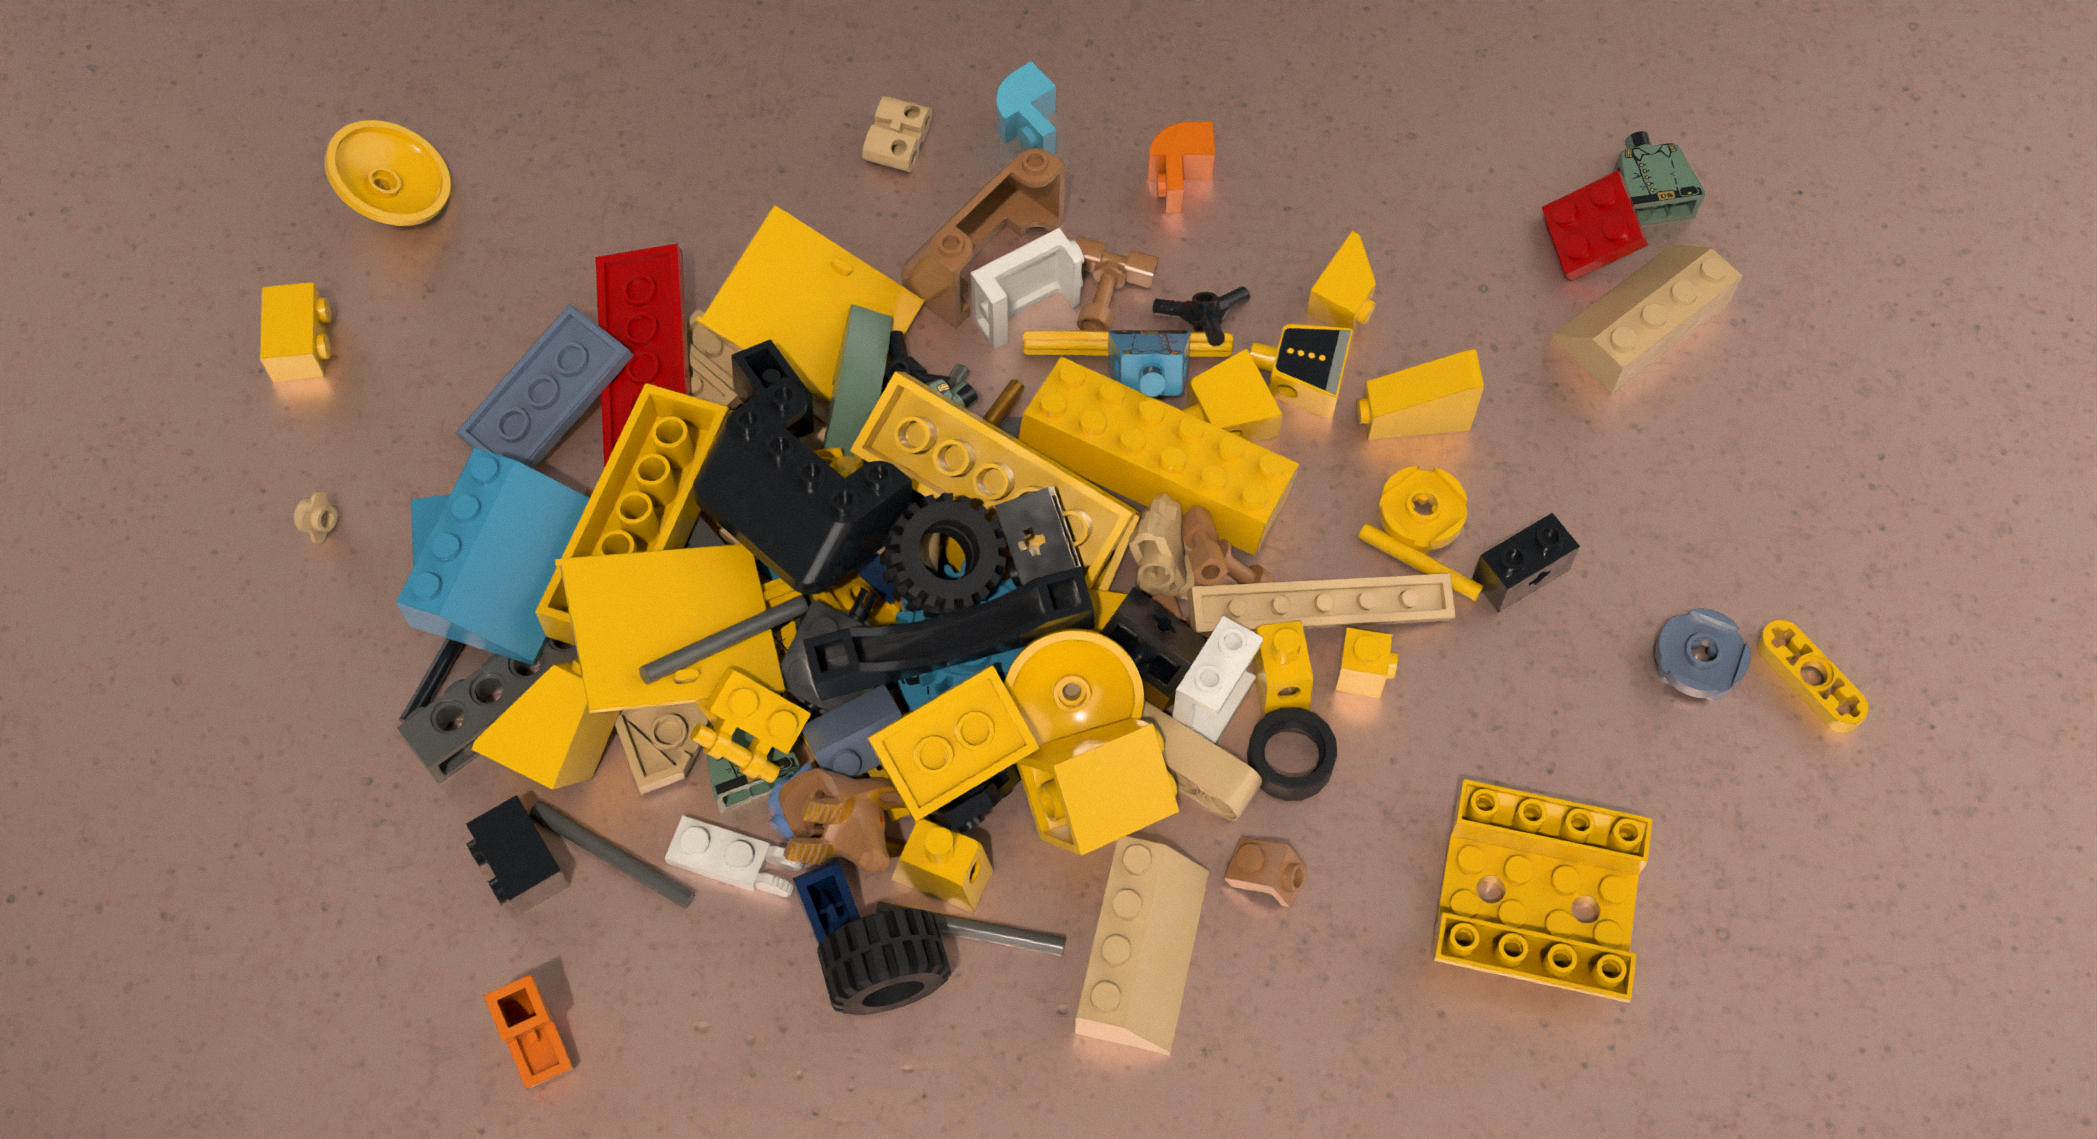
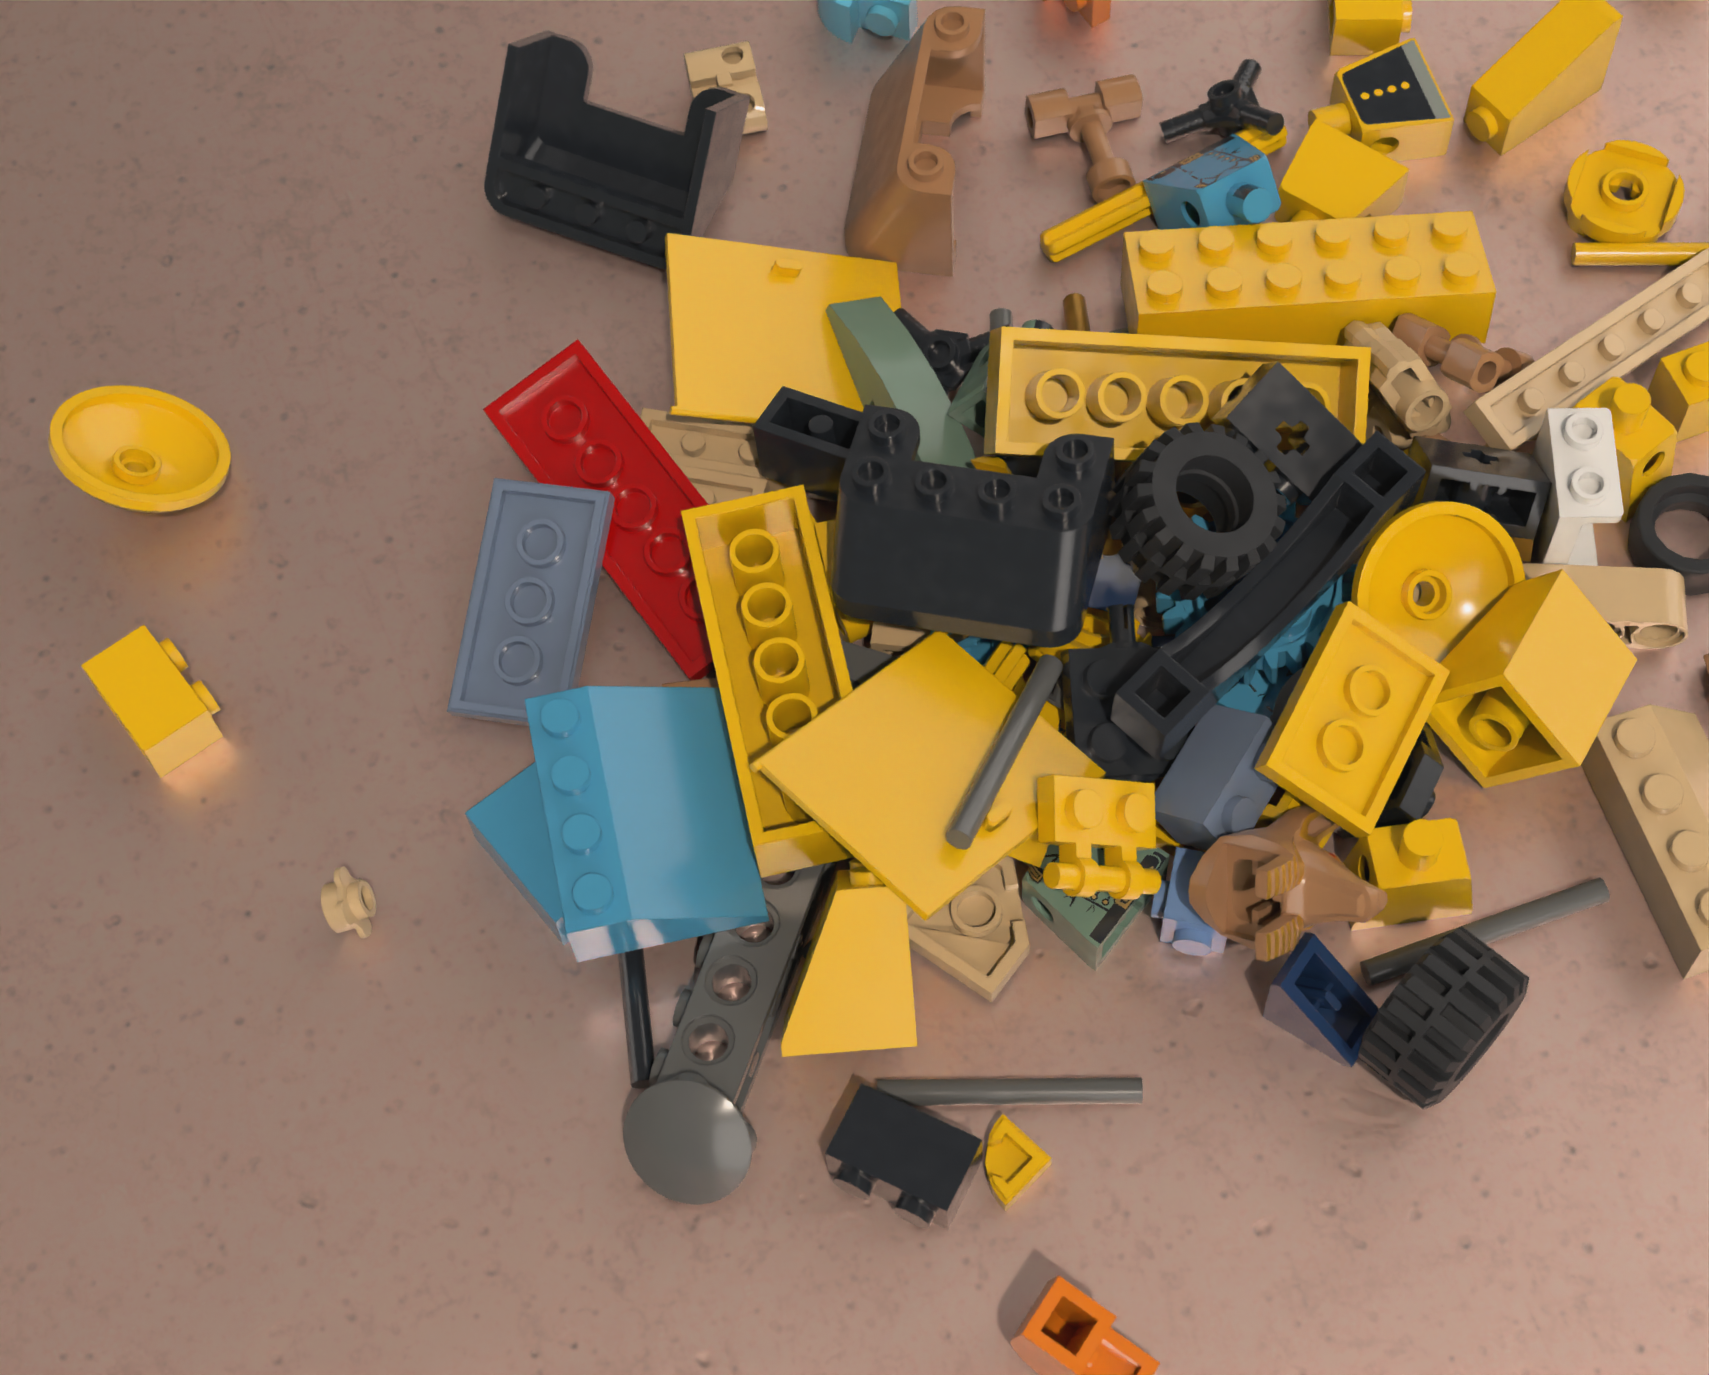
camera: 25 degrees left, 0 degrees up
(397, 769) = (688, 1140): none -> dark grey dish
(581, 898) = (1012, 1162): none -> yellow tile
(728, 857) = (1153, 1012): white hinge -> none
(781, 140) = (601, 169): none -> black windscreen
(1024, 279) = (1031, 142): white panel -> none

